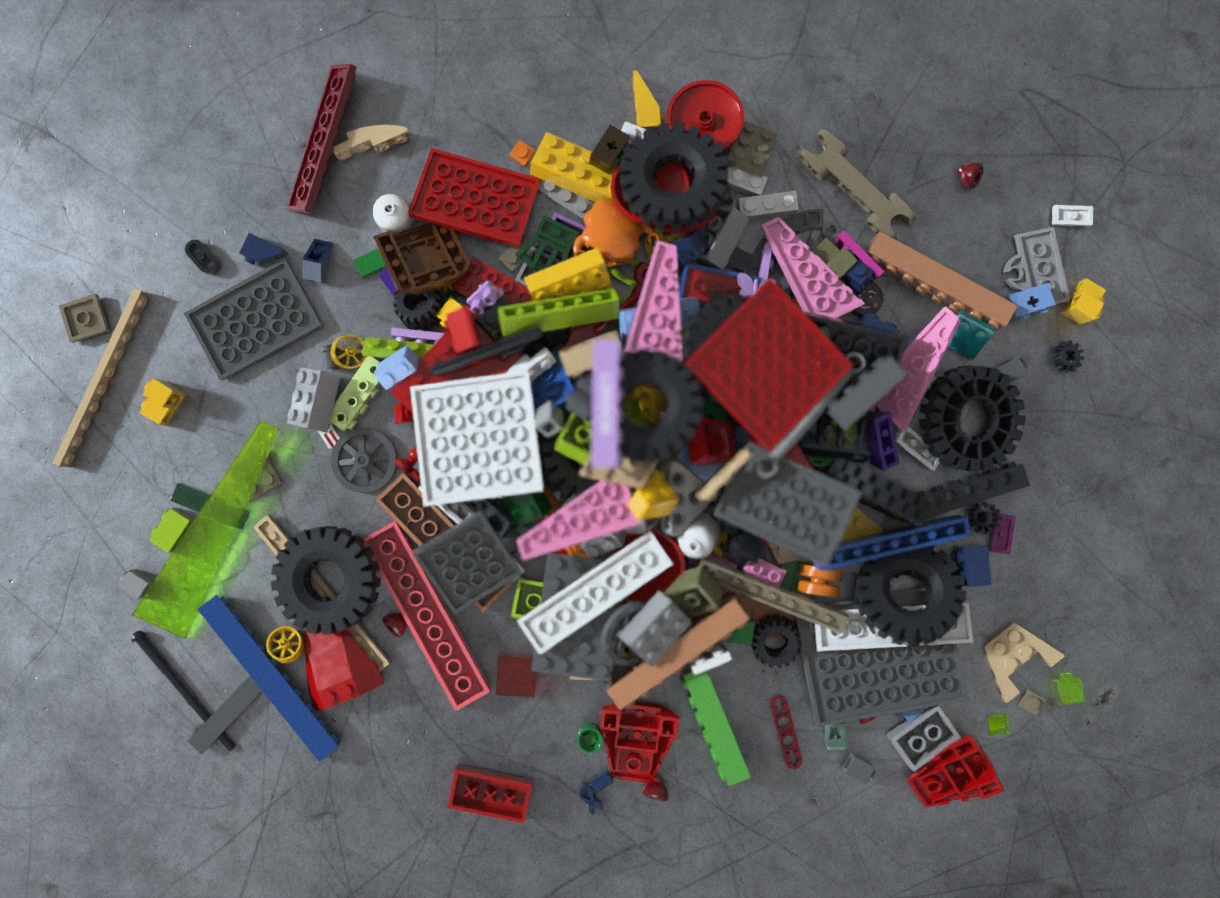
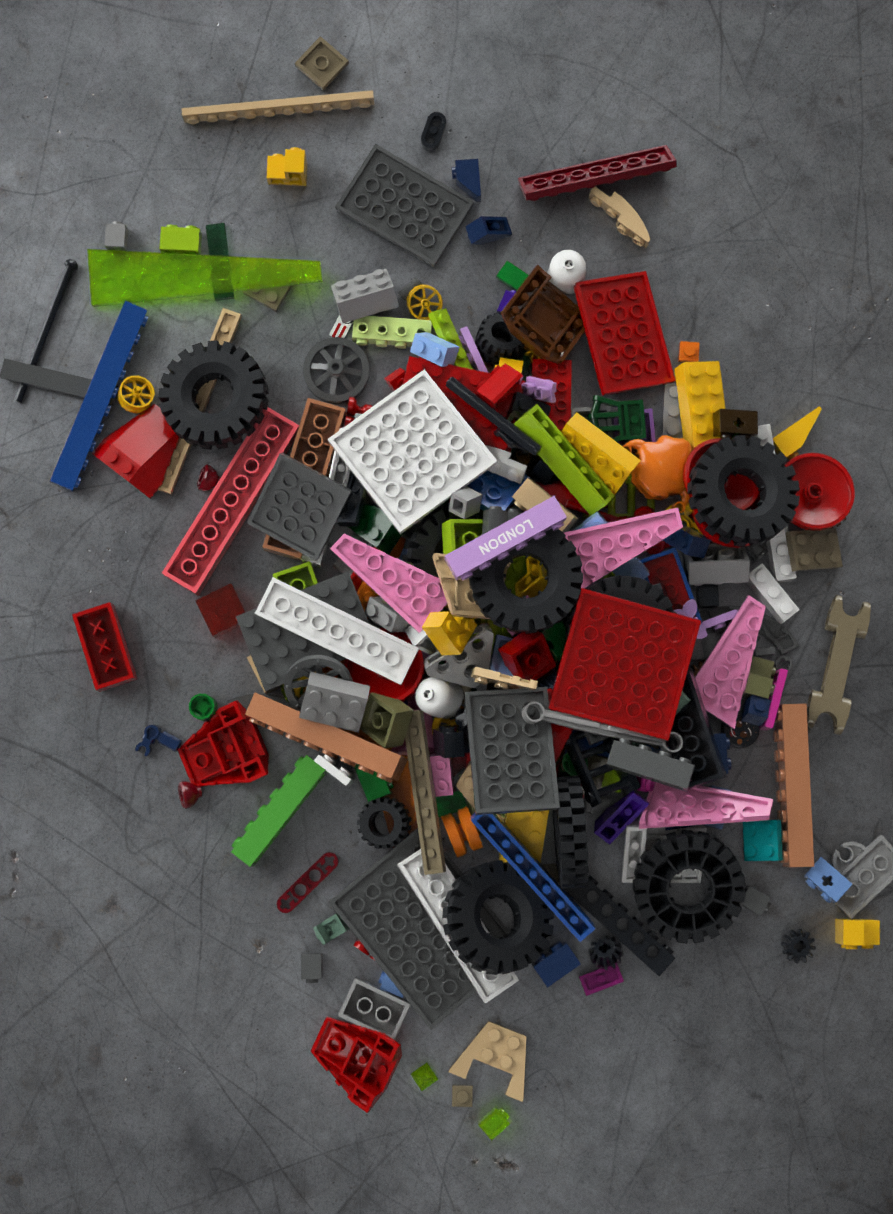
camera: 65 degrees right, 5 degrees down
(509, 257) = (587, 395): dark tan plate -> none

